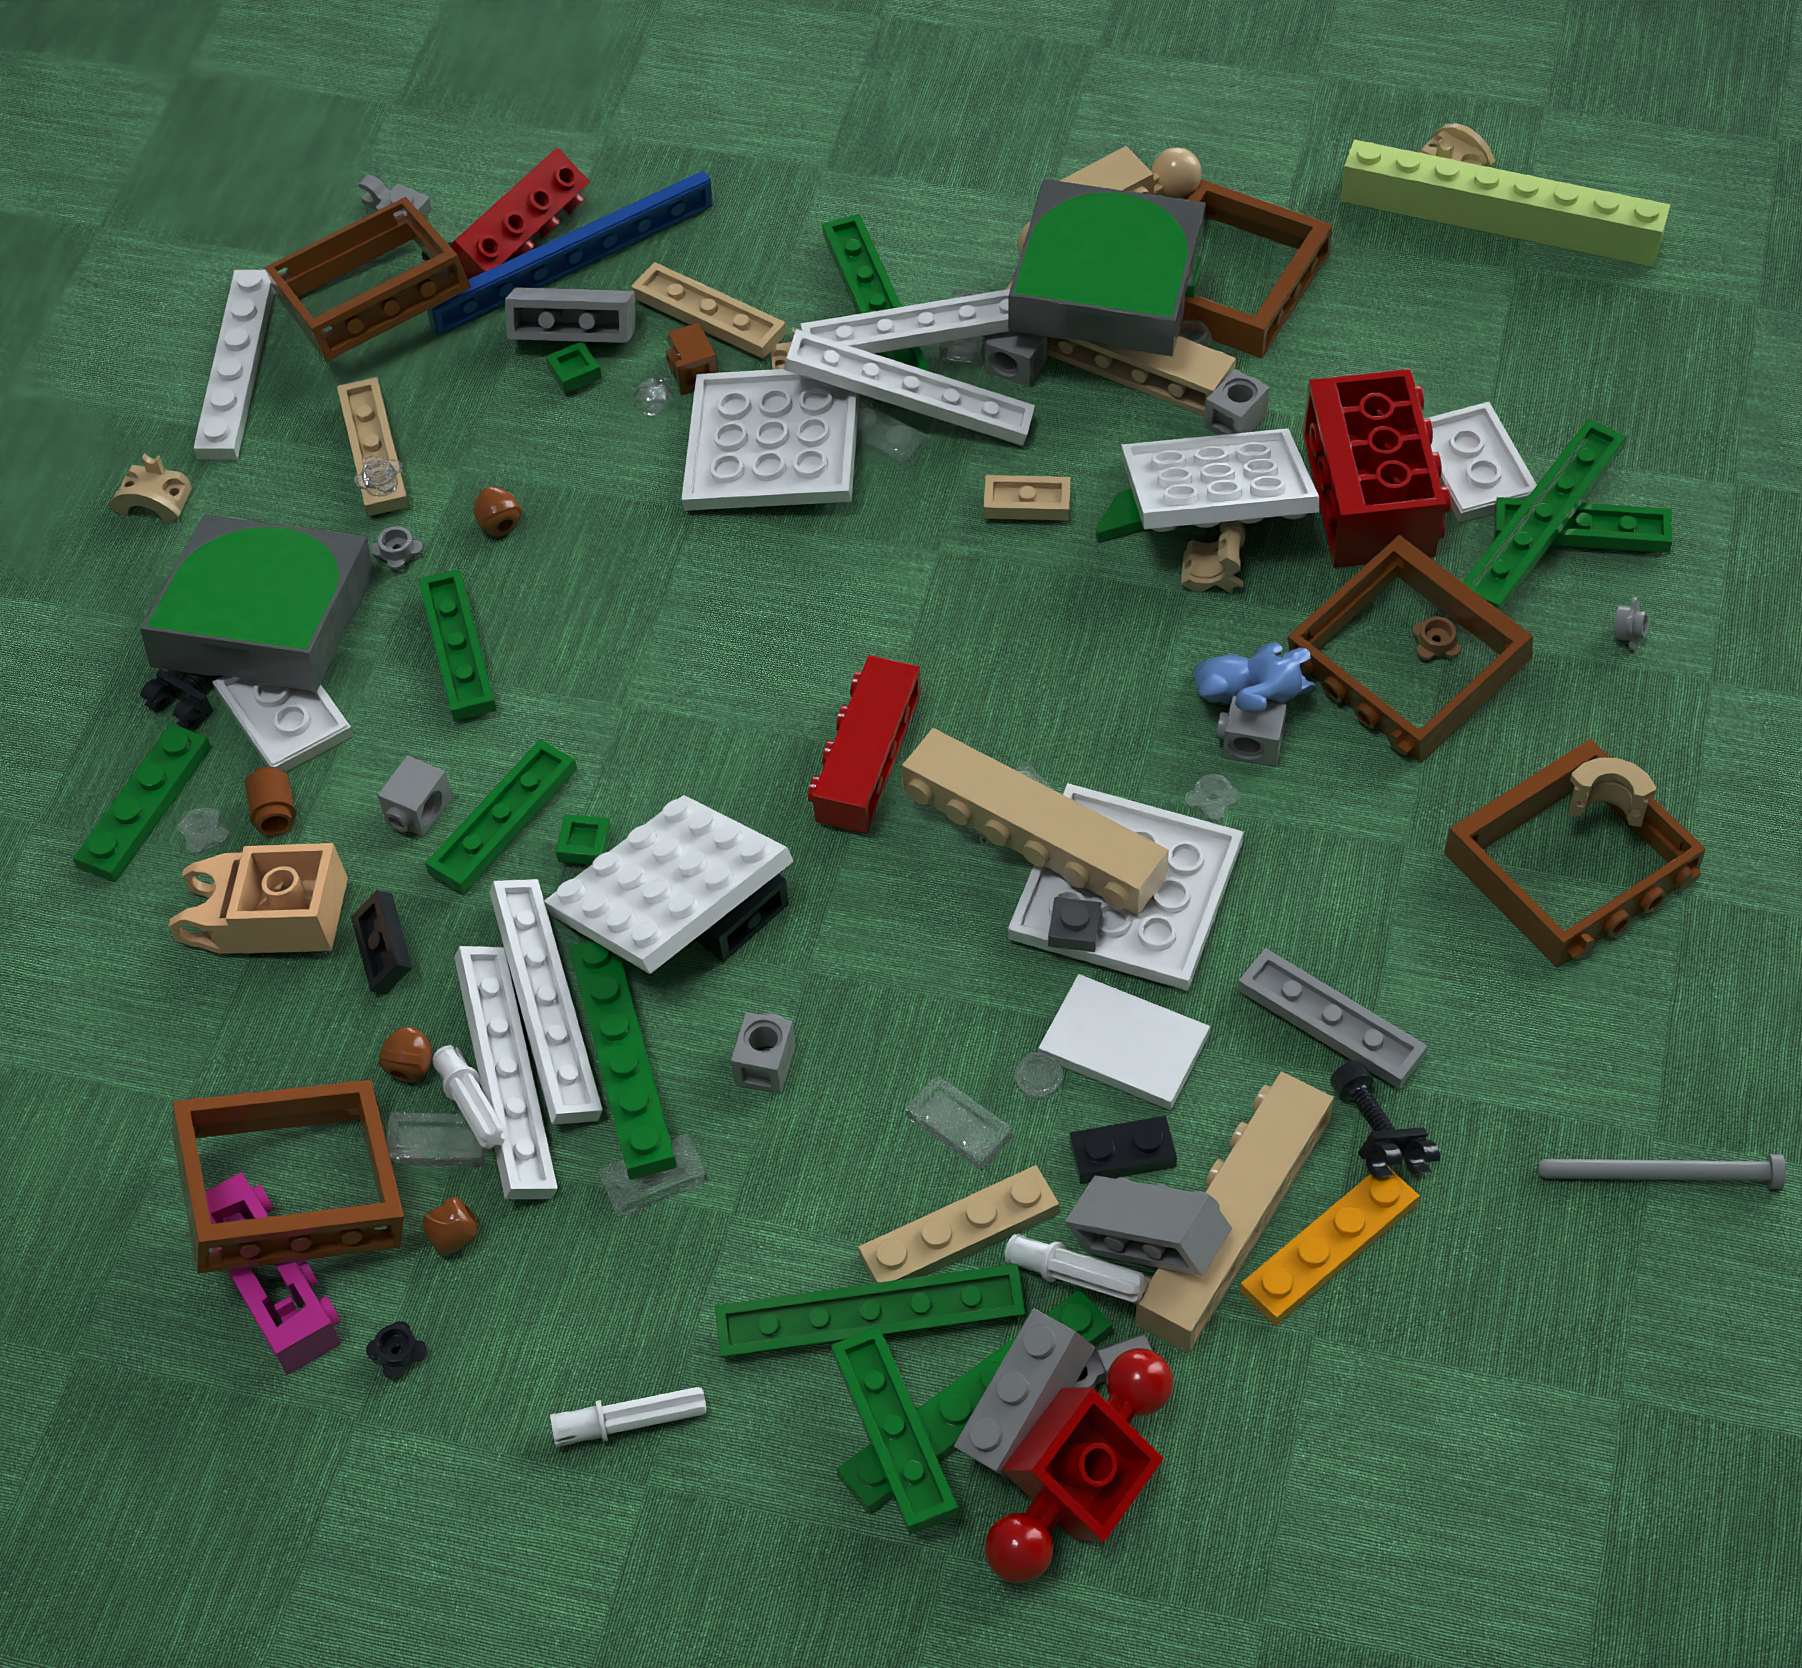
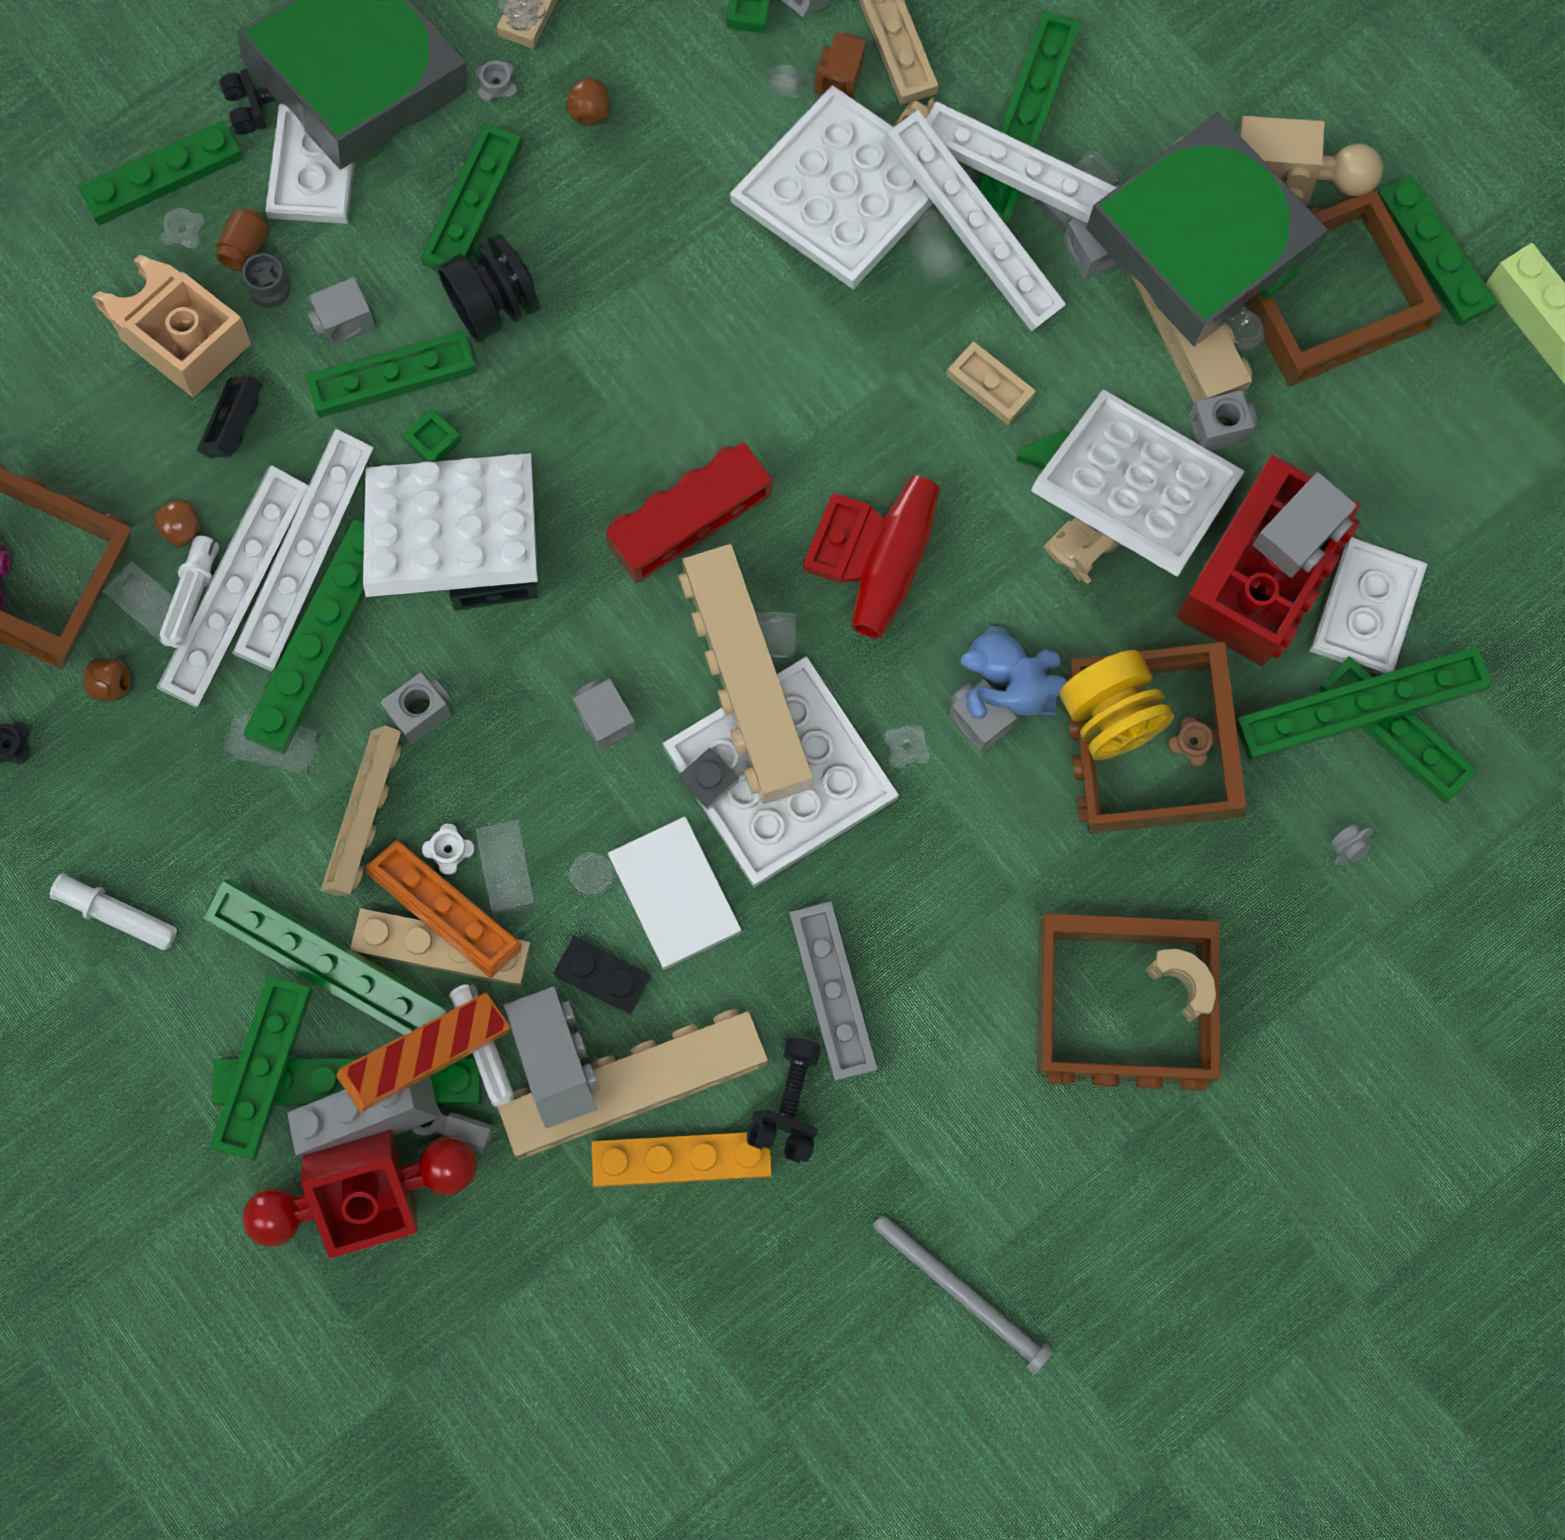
camera: 30 degrees right, 20 degrees up
(321, 815) = (259, 273): none -> dark grey wheel
(537, 687) = (493, 285): none -> black wheel
(789, 1167) = (357, 828): none -> tan plate
(893, 1133) = (447, 837): none -> white plate
(935, 943) = (603, 714): none -> light grey brick
(936, 1189) = (443, 908): none -> orange tile
(1039, 1286) = (422, 1052): none -> orange tile
(1058, 667) = (875, 550): none -> red plate
(1318, 204) = (1437, 252): none -> green plate
(1354, 623) = (1116, 704): none -> yellow wheel
(1387, 403) = (1305, 525): none -> light grey brick

